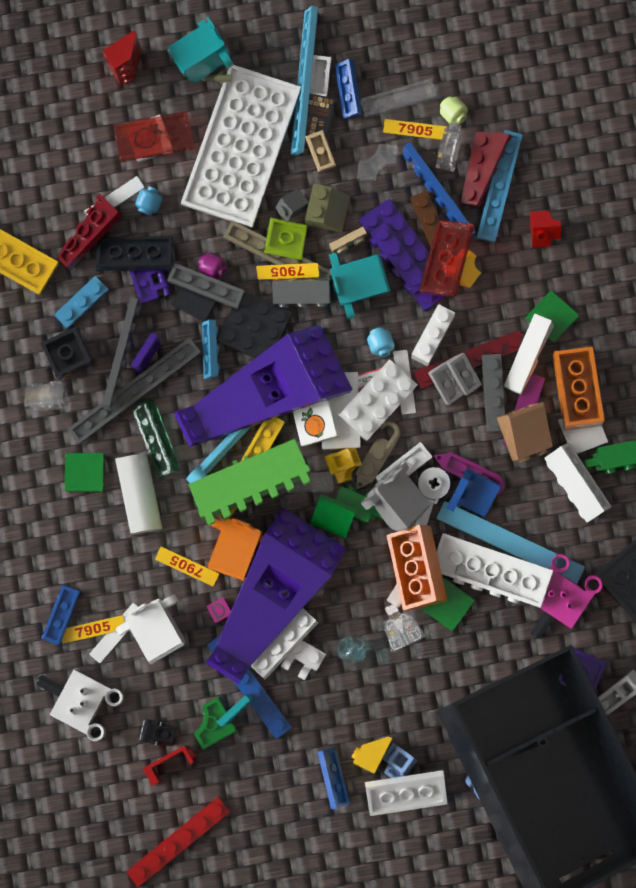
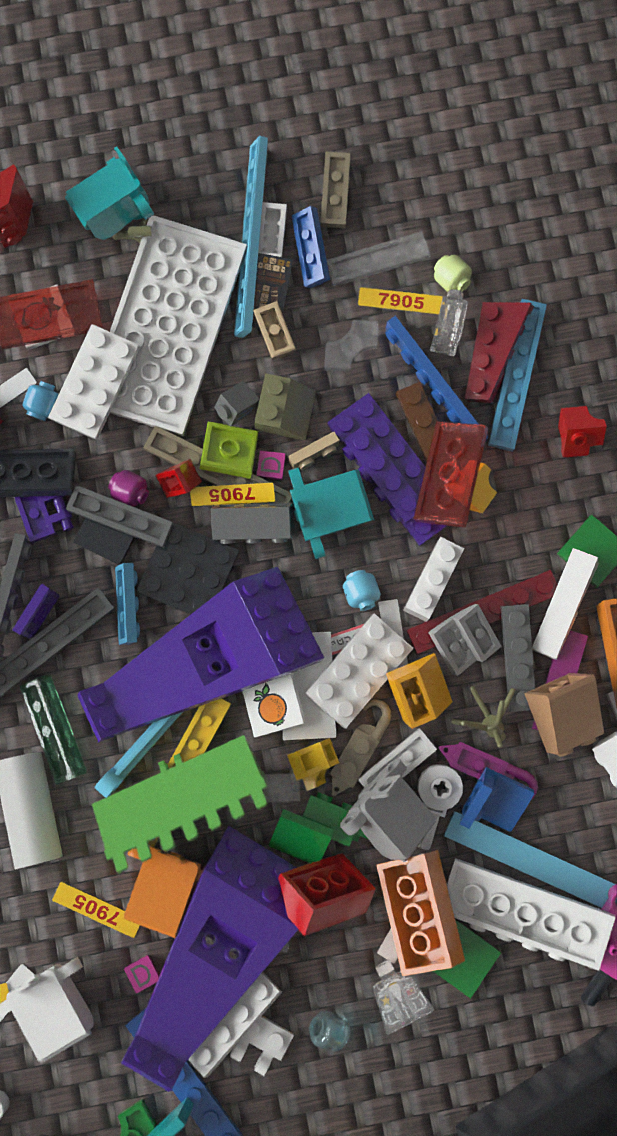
camera: 10 degrees left, 0 degrees up
(188, 187) = (94, 382): none -> white plate
(248, 259) = (179, 479): none -> red slope
(316, 250) = (271, 465): none -> dark pink tile
(350, 553) = (325, 893): none -> red slope
(367, 45) = (335, 190): none -> dark tan plate
(421, 414) = (420, 690): none -> light orange slope
(472, 439) = (492, 723): none -> olive plant

